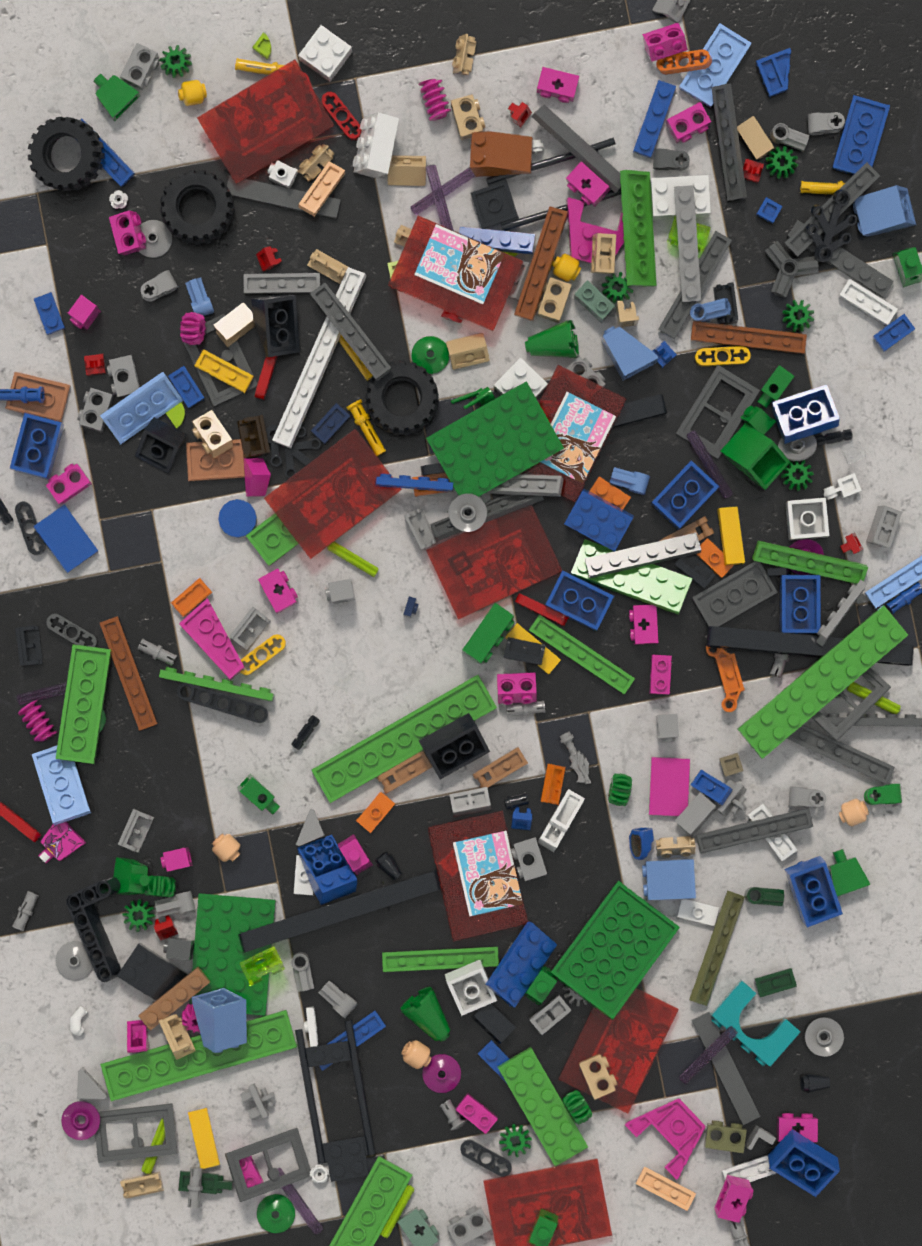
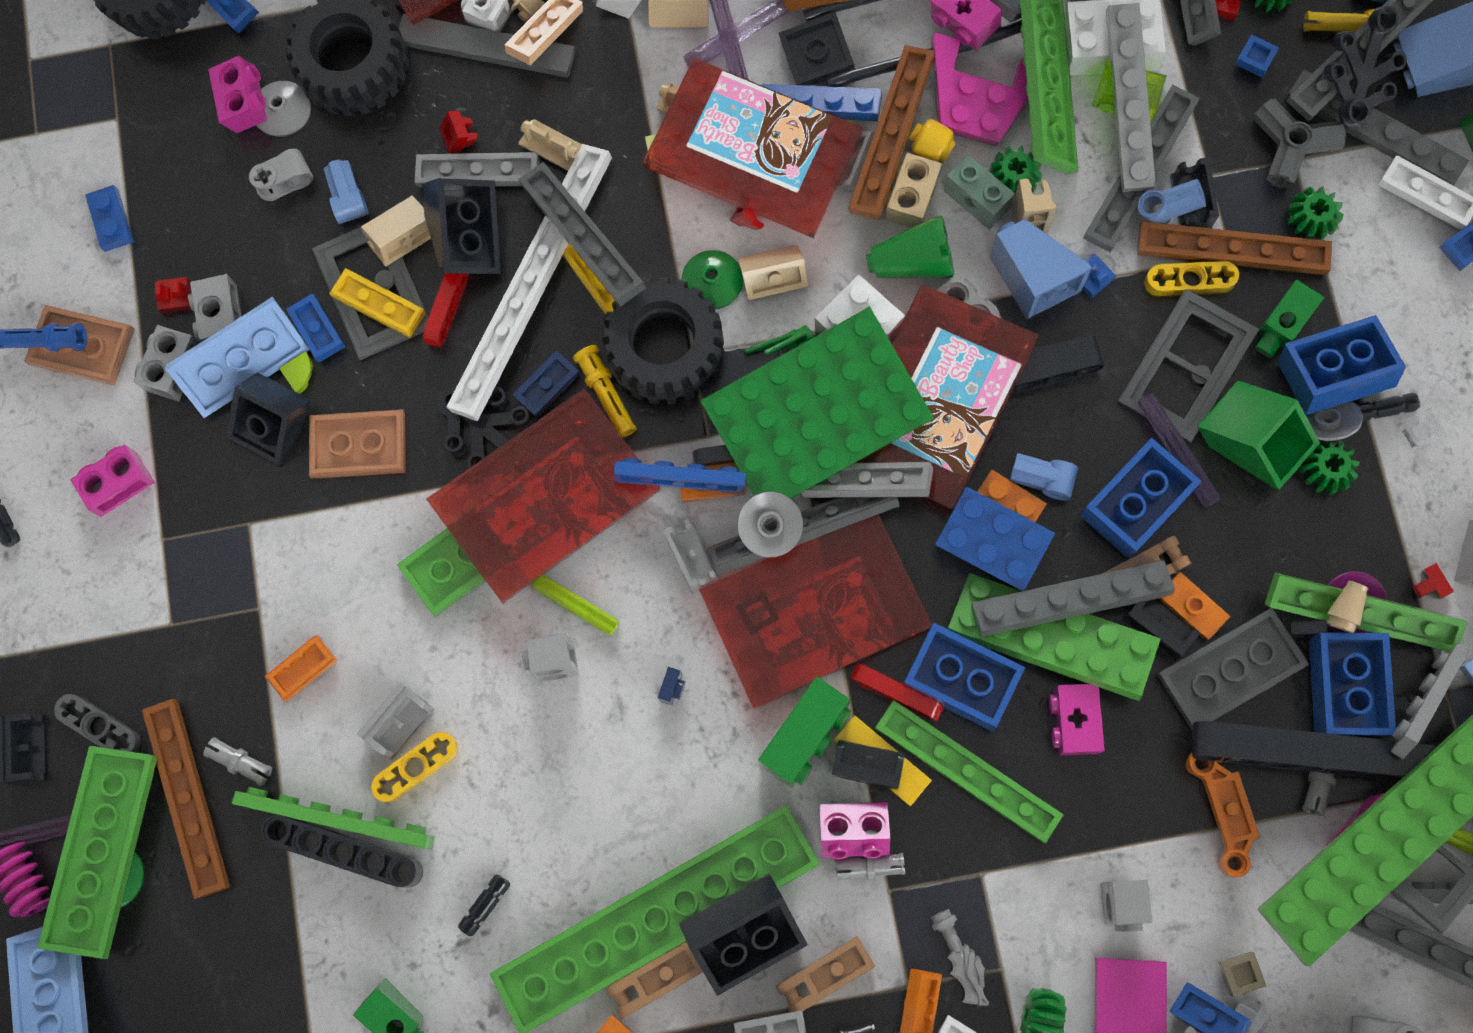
camera: 10 degrees right, 10 degrees down
(20, 516) = (33, 544): black beam -> none
(37, 446) = (63, 418): blue brick -> none
(65, 538) = (99, 569): blue tile -> none
(83, 313) = (155, 210): dark pink brick -> none
(118, 204) = (230, 42): white plate -> none
(192, 328) = (327, 233): dark pink gear -> none
(211, 637) = (328, 734): dark pink wing -> none
(215, 432) = (350, 398): tan brick -> none
(237, 518) = (386, 537): blue tile -> none
(253, 436) = (418, 404): dark brown hinge -> none
(256, 477) = (419, 469): dark pink slope -> none
(269, 584) = (433, 643): dark pink brick -> none
(603, 253) = (994, 111): tan brick -> none
(660, 674) = (1108, 808): dark pink brick -> none
(731, 536) = (1221, 568): yellow tile -> none
(757, 419) = (1258, 371): green window -> none
(797, 561) = (1348, 608): none -> tan cone
(807, 519) = (1354, 538): white brick -> none
(846, 485) = (1415, 485): white plate -> none

